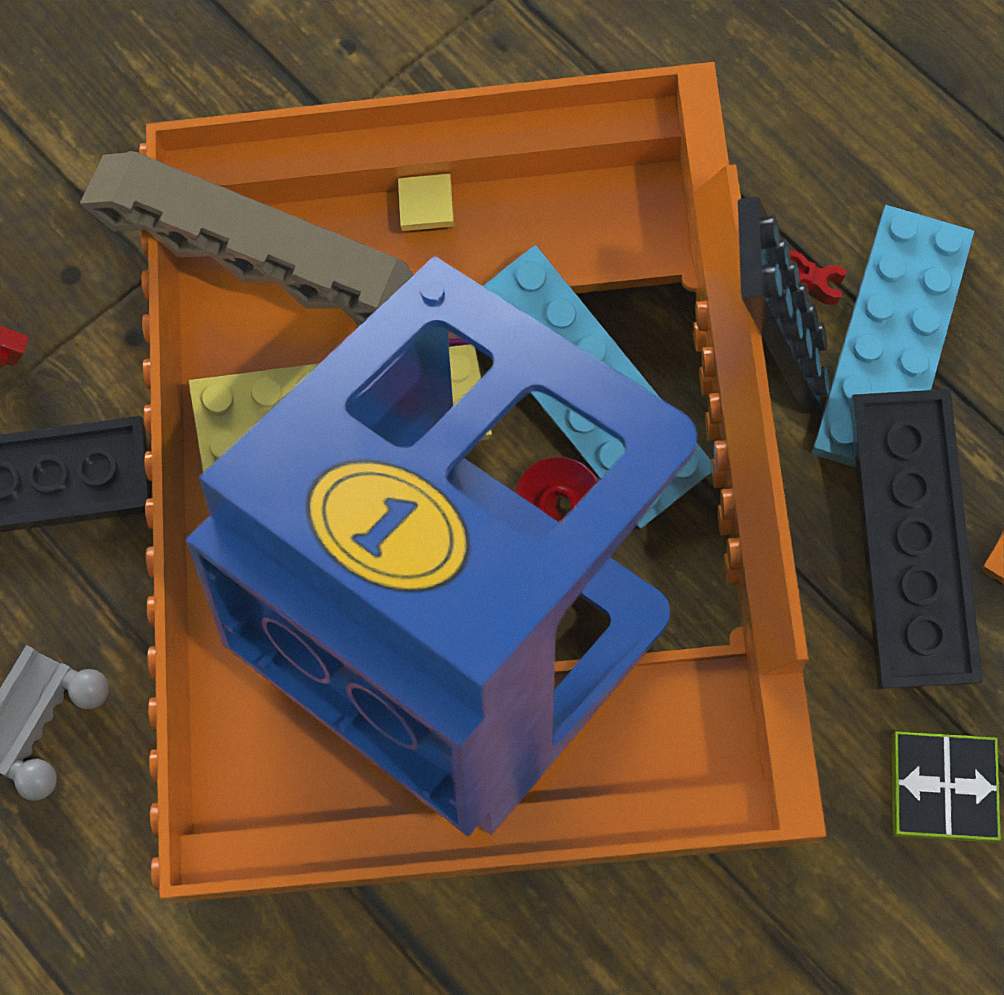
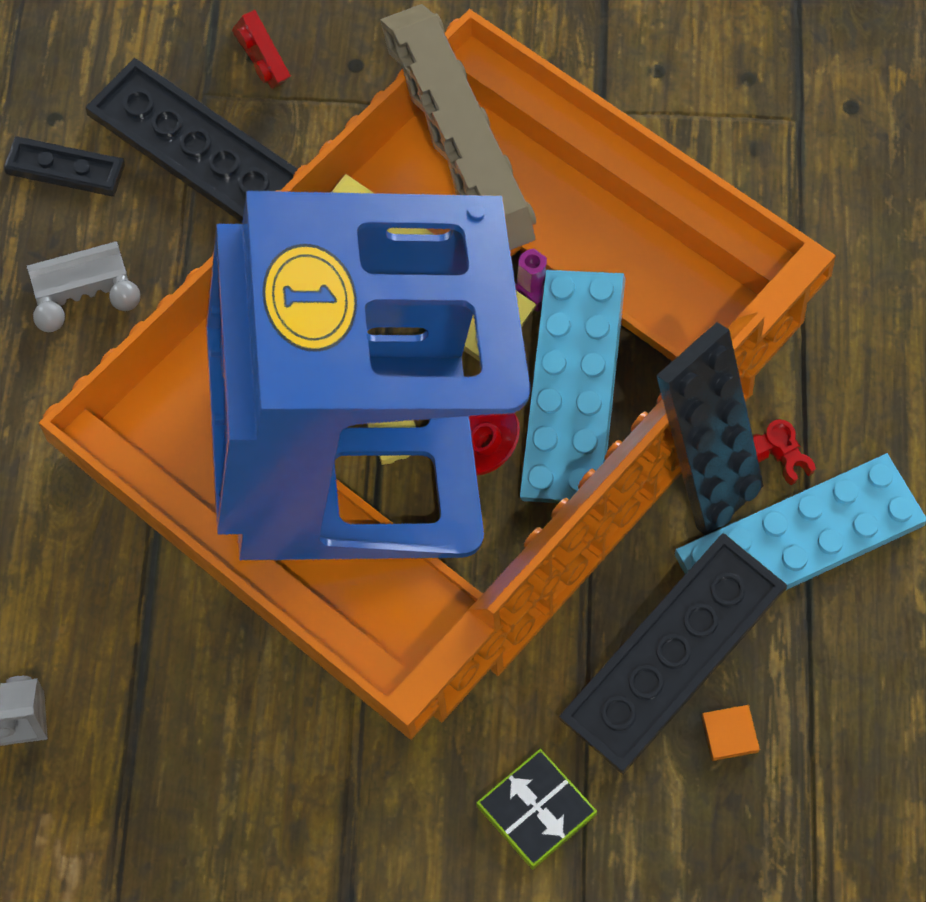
camera: 45 degrees right, 5 degrees down
(425, 202) = (591, 196): light yellow piece -> none

